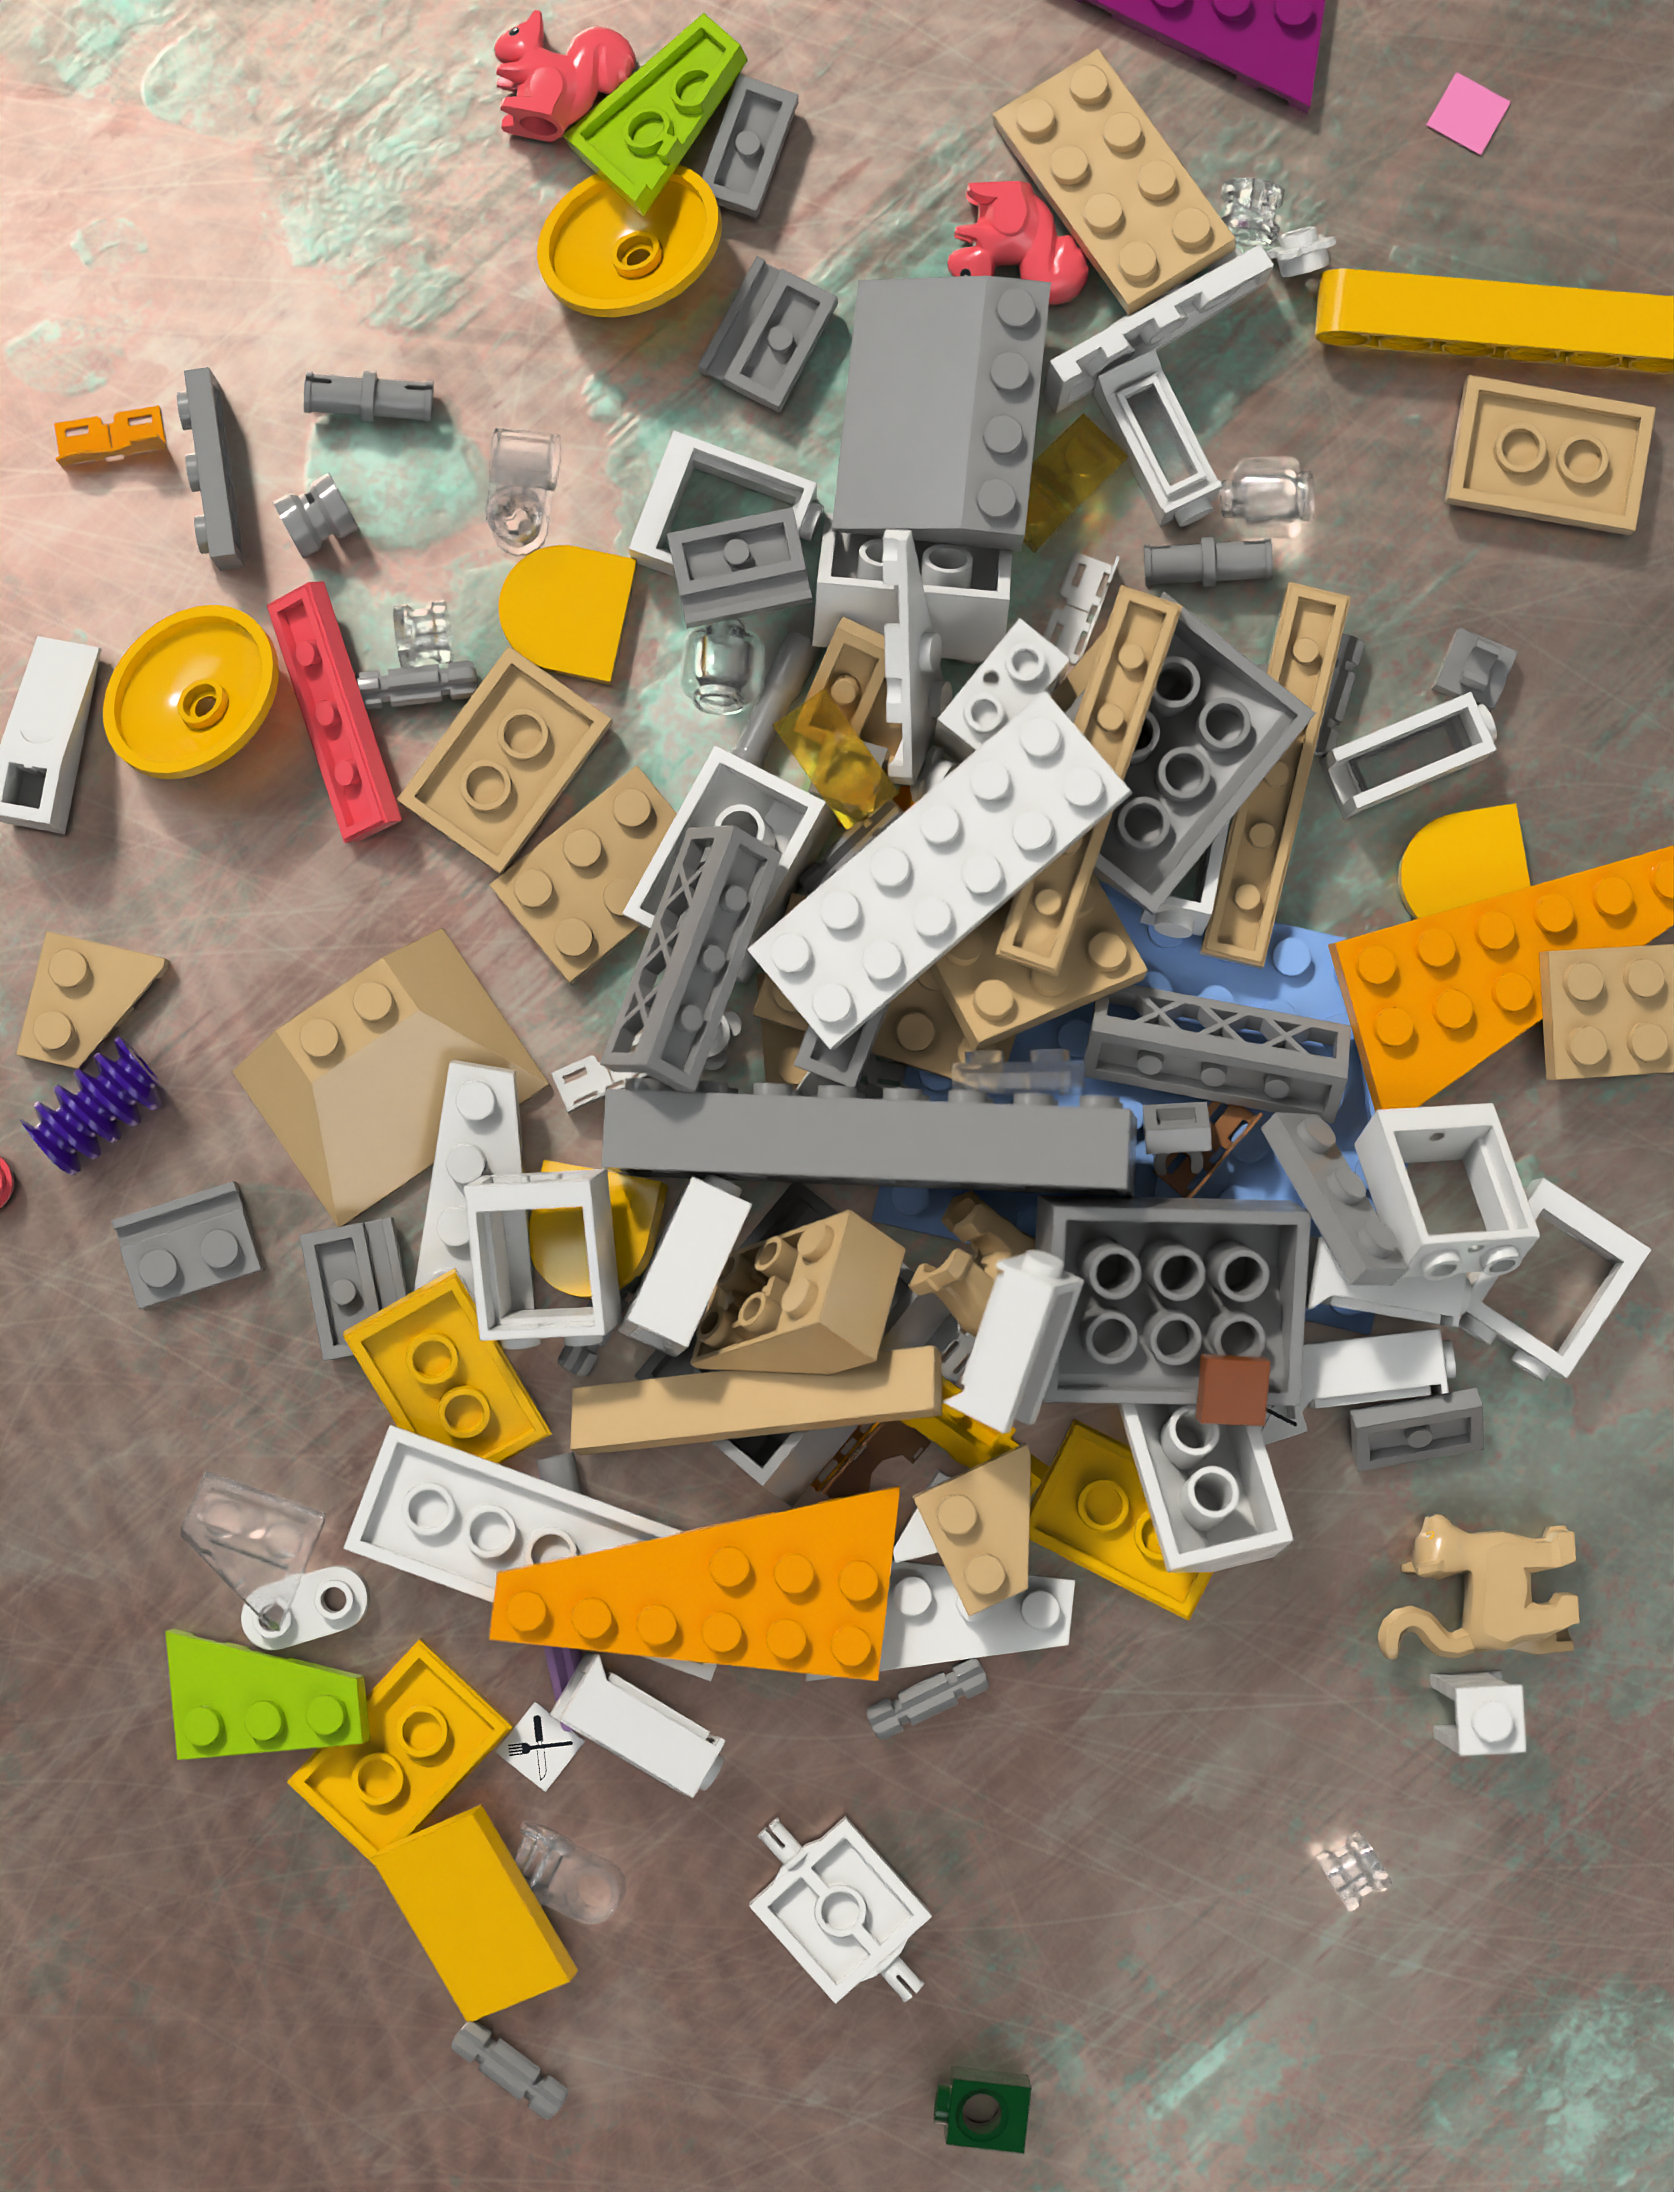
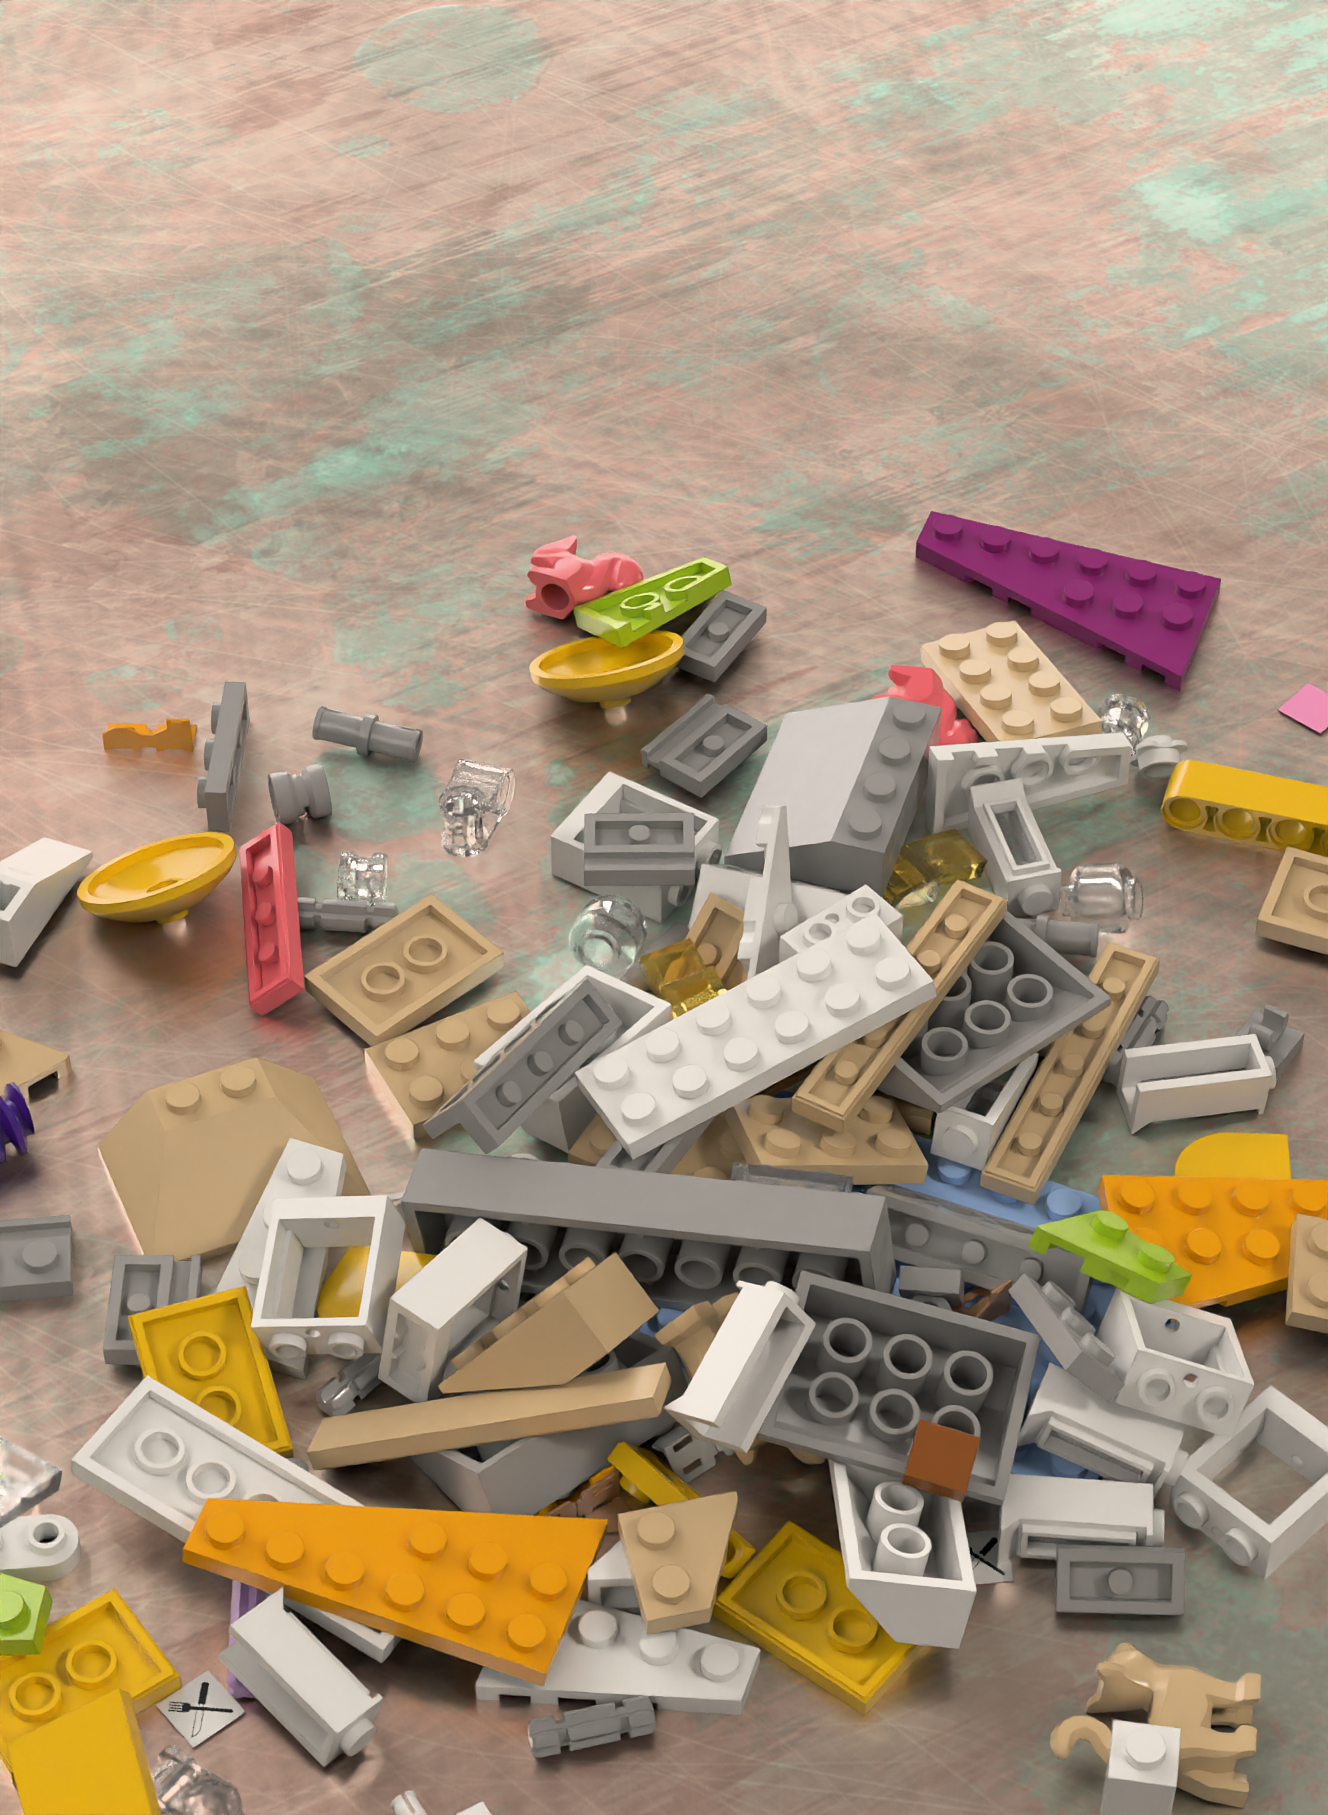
camera: 15 degrees right, 40 degrees down
(568, 610) = (492, 888): yellow tile -> none
(1367, 1074) = (1115, 1255): none -> lime wing

